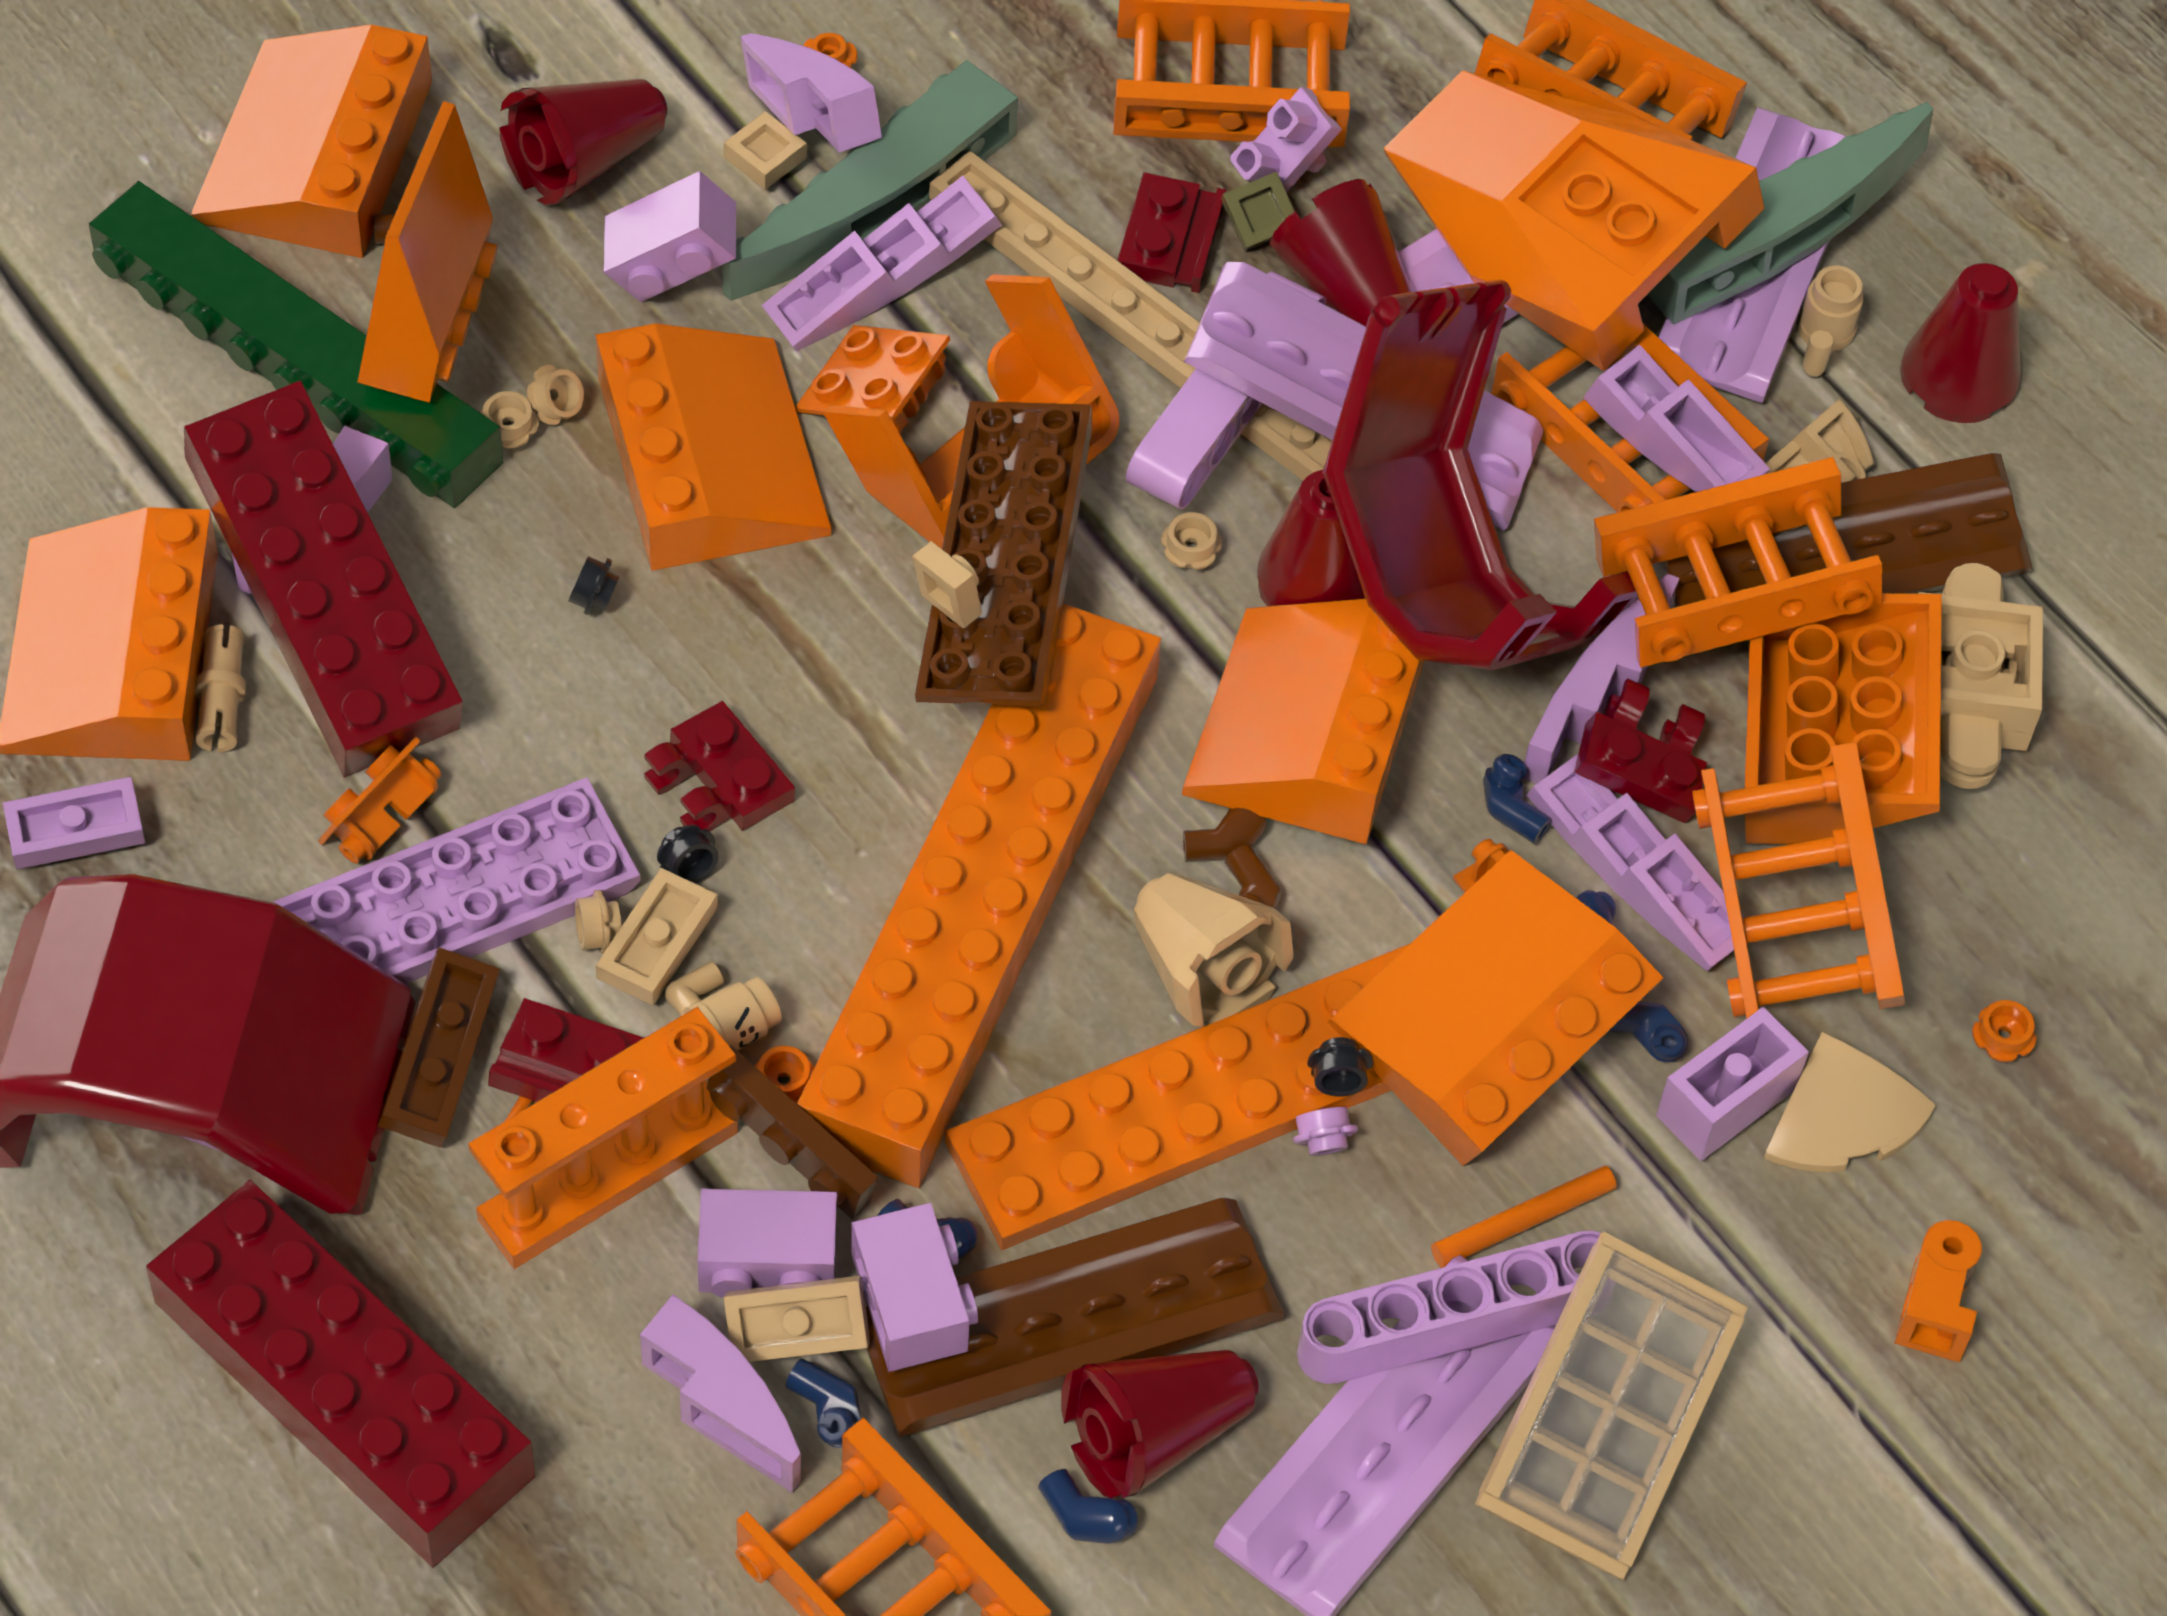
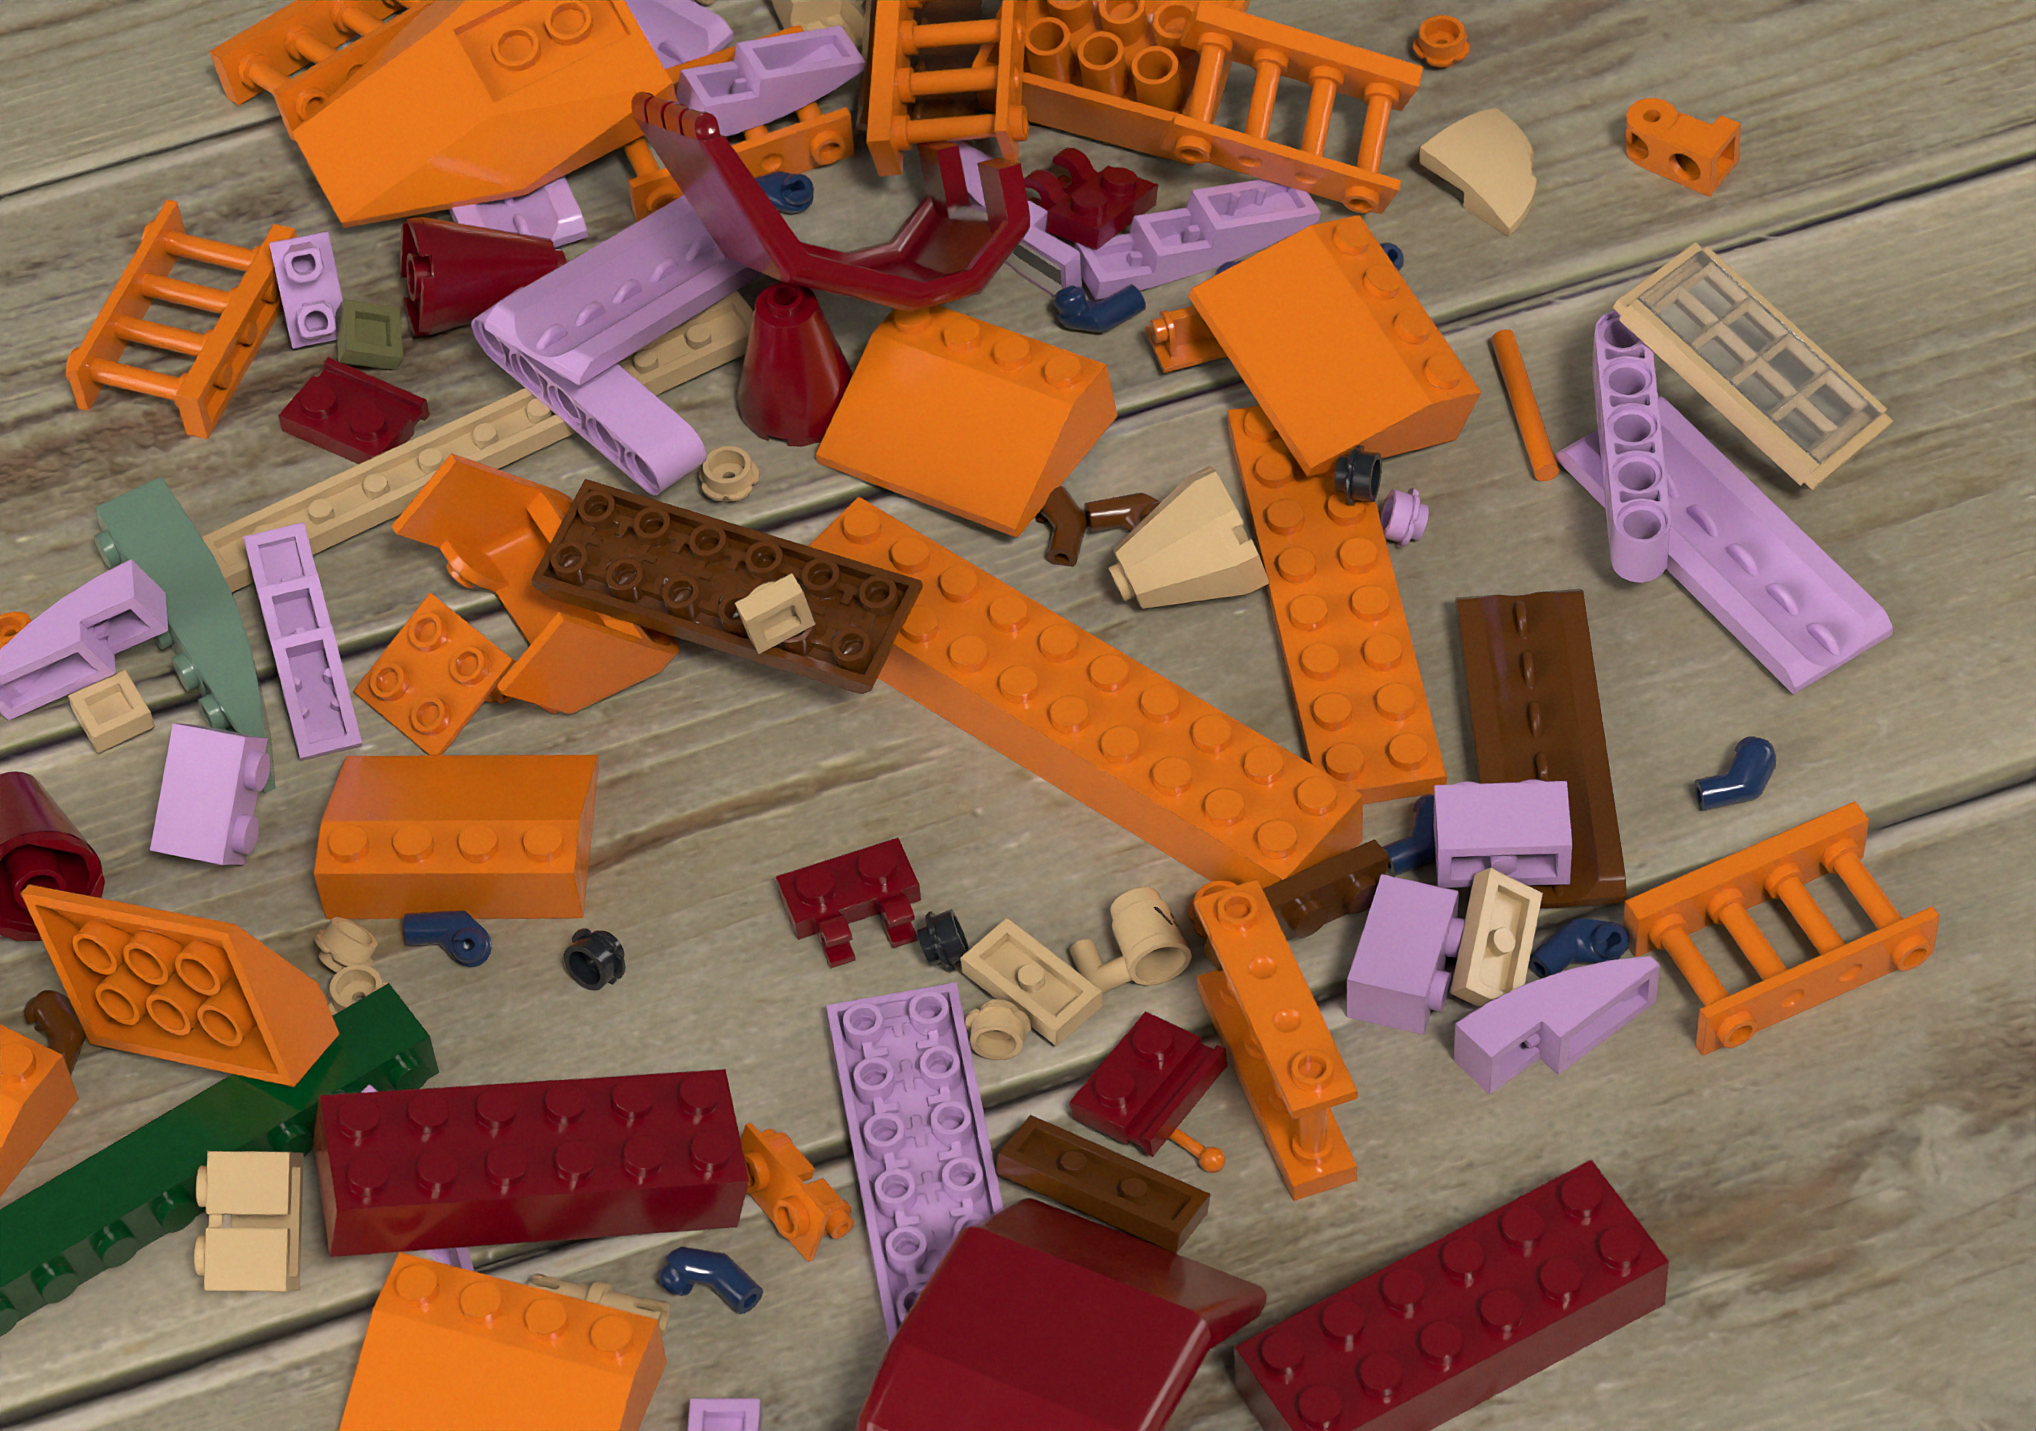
camera: 65 degrees left, 5 degrees down
(236, 375) = (252, 1221): none -> tan piece
(281, 761) = (713, 1269): none -> dark blue arm
(598, 475) = (454, 931): none -> dark blue arm
(1152, 1413) = (1673, 699): dark red cone -> none
(1569, 485) = (787, 191): none -> dark blue arm
(1731, 1083) = (1453, 218): lavender brick -> none

